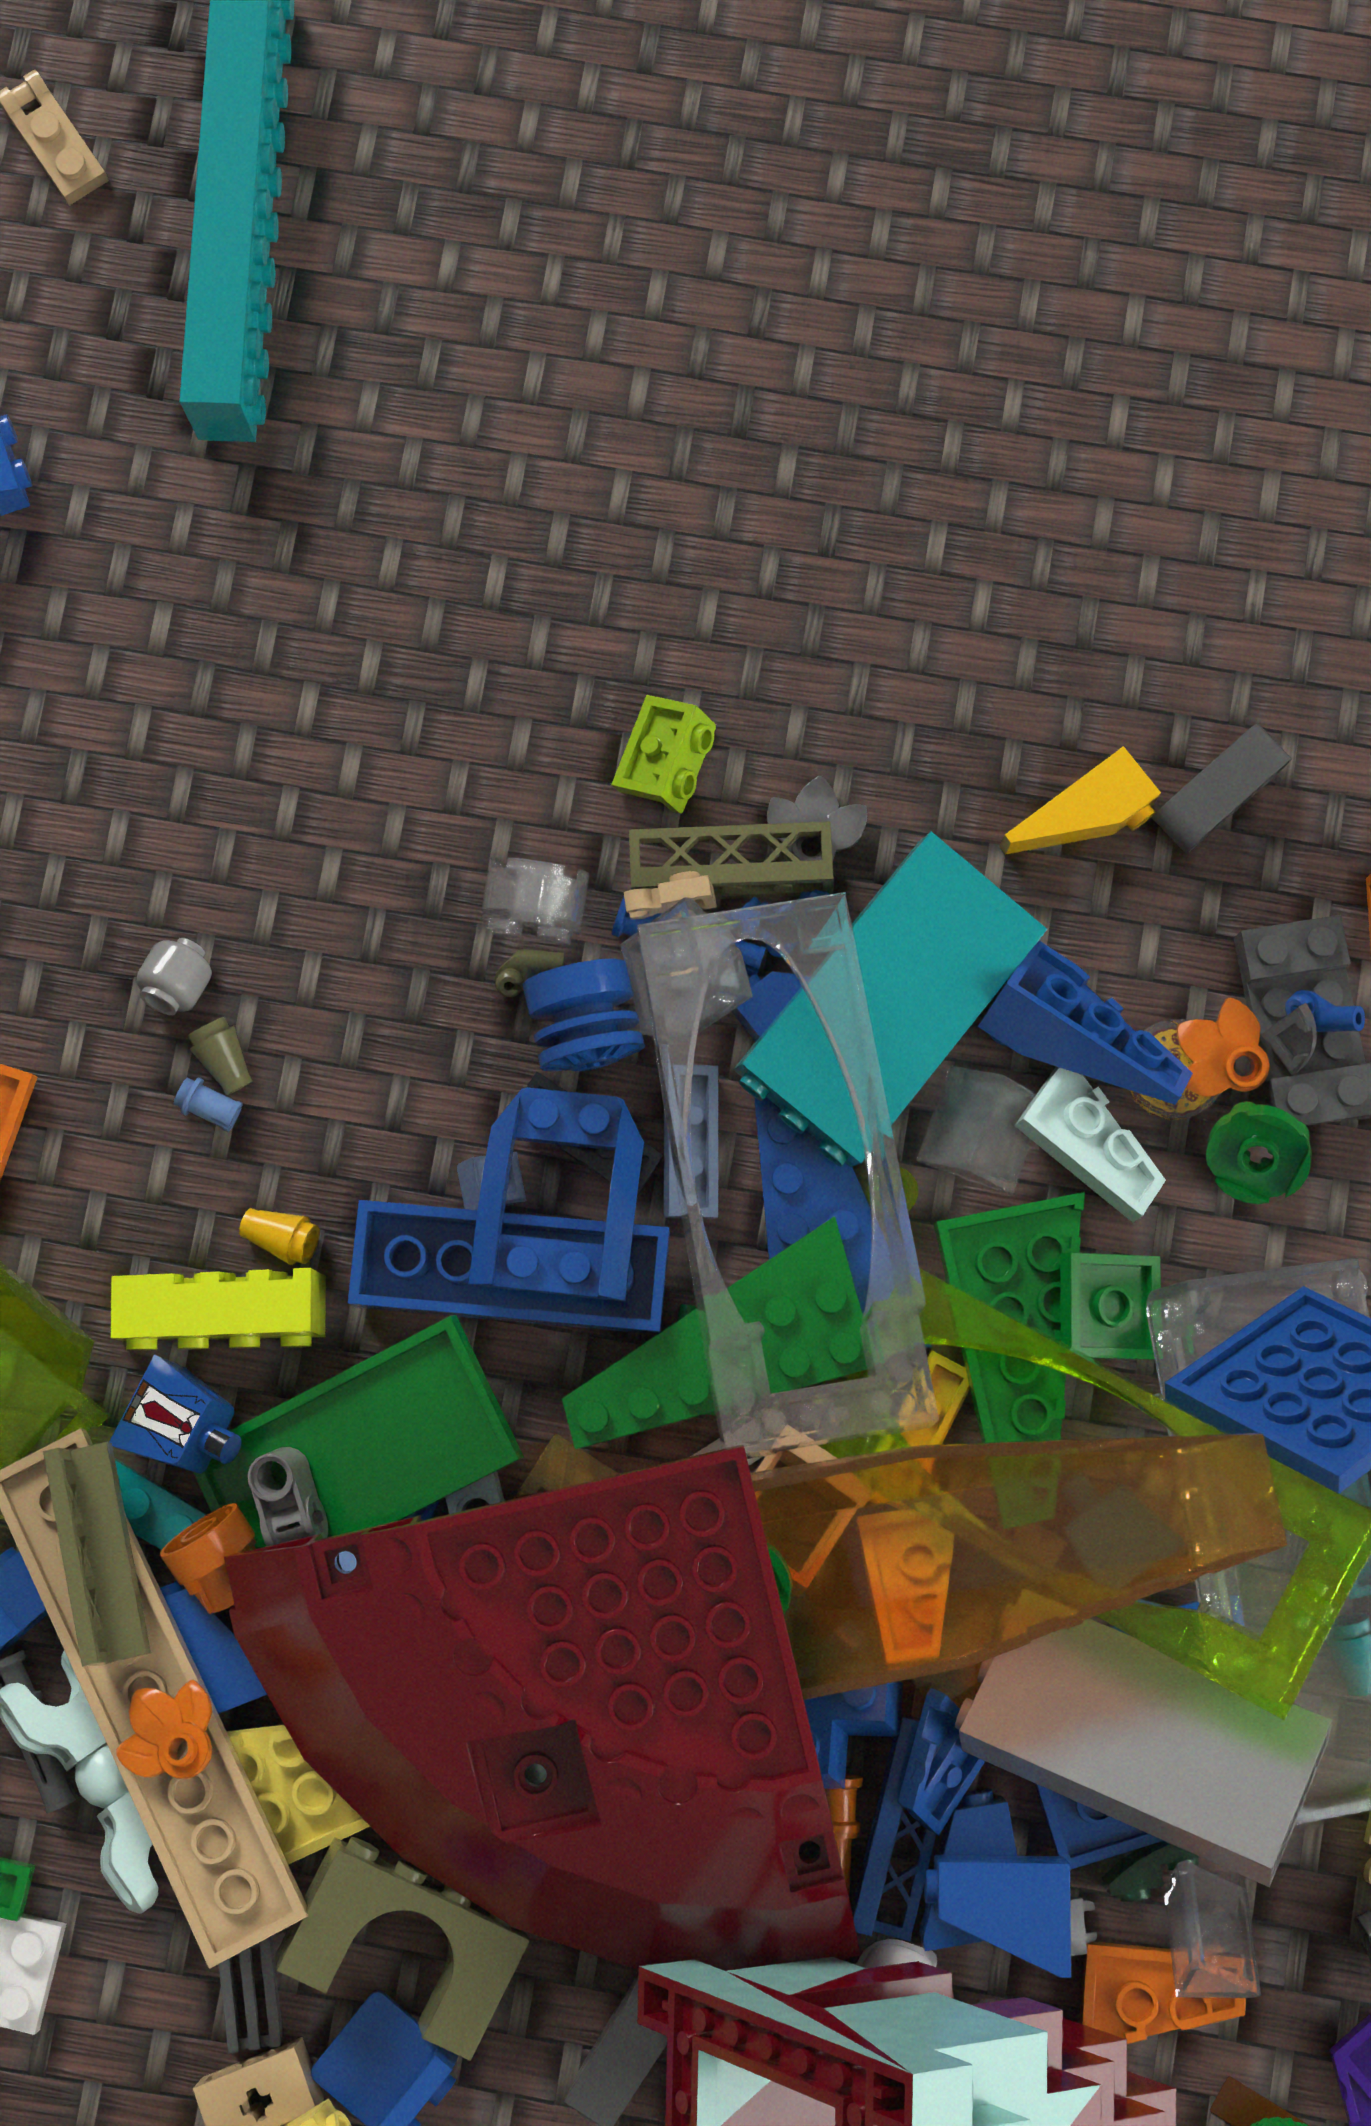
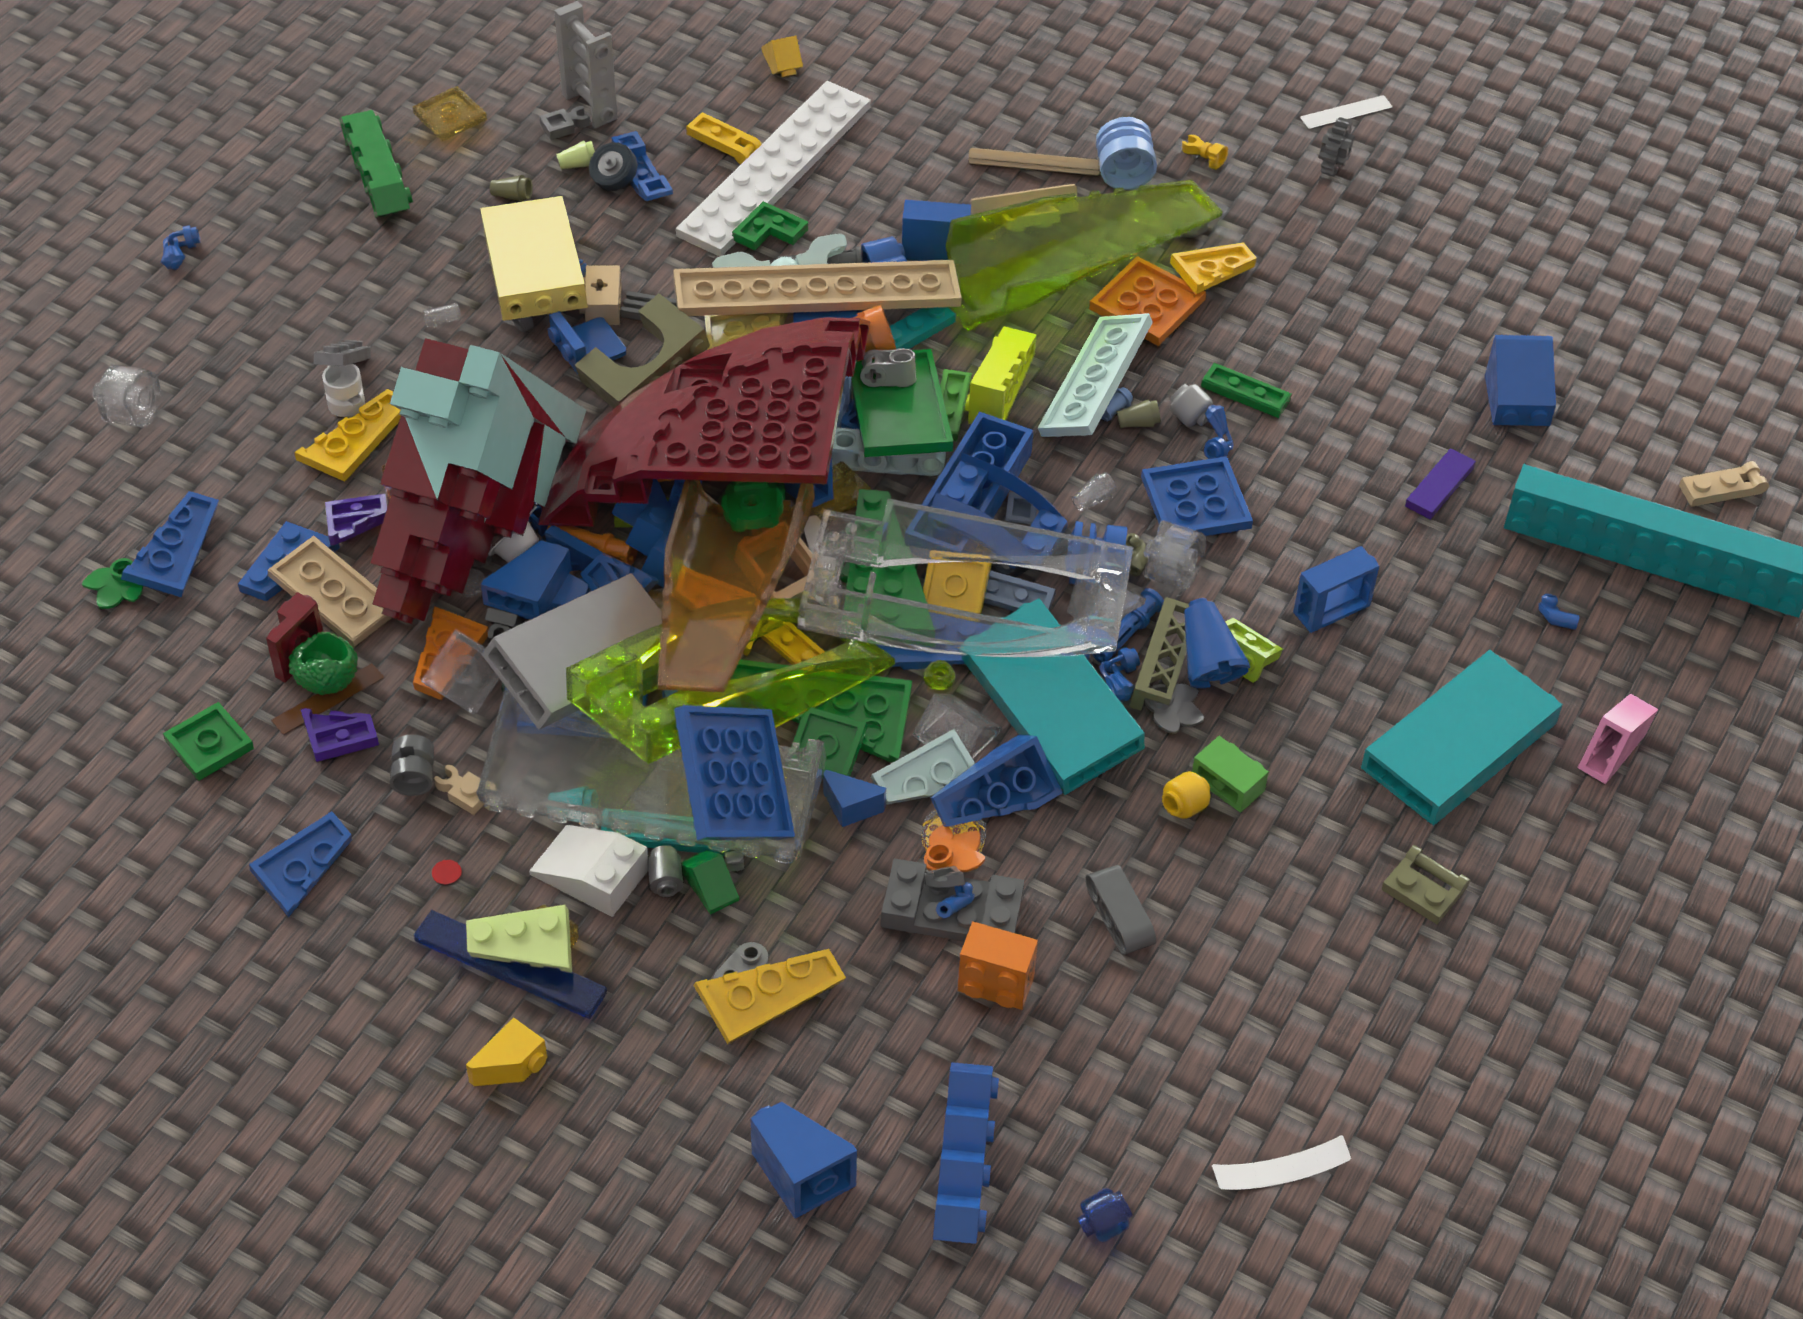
camera: 105 degrees right, 30 degrees down
(92, 905) = (1246, 390): none -> green tile
(96, 1554) = (895, 282): olive fence -> none
(162, 1150) = (1095, 375): none -> light aqua plate
(162, 1726) = (790, 281): orange plate -> none
(177, 1420) = (951, 343): blue torso -> none
(200, 551) = (1440, 483): none -> dark purple tile
(256, 913) = (1217, 446): none -> blue piece
(273, 1380) = (955, 390): none -> bright green tile
(281, 1234) = (1030, 412): yellow cone -> none
(378, 911) = (1198, 496): none -> blue plate
(422, 1074) = (1095, 491): none -> clear cone
(423, 326) = (1554, 615): none -> blue arm
(515, 635) = (1356, 575): none -> blue window
(640, 184) = (1617, 737): none -> bright pink slope
(648, 902) = (1152, 611): tan plate -> none
(717, 399) = (1461, 737): none -> teal brick
(719, 783) = (1211, 646): none -> blue cone
(732, 1219) = (957, 585): none -> yellow tile
(919, 704) = (1231, 773): none -> bright green brick
(988, 753) = (1186, 795): none -> yellow head
(1014, 399) = (1421, 892): none -> olive plate
(1092, 807) = (1136, 842): yellow slope -> none
(1186, 1233) = (852, 798): none -> blue slope
(1262, 1126) = (883, 845): green plate -> none

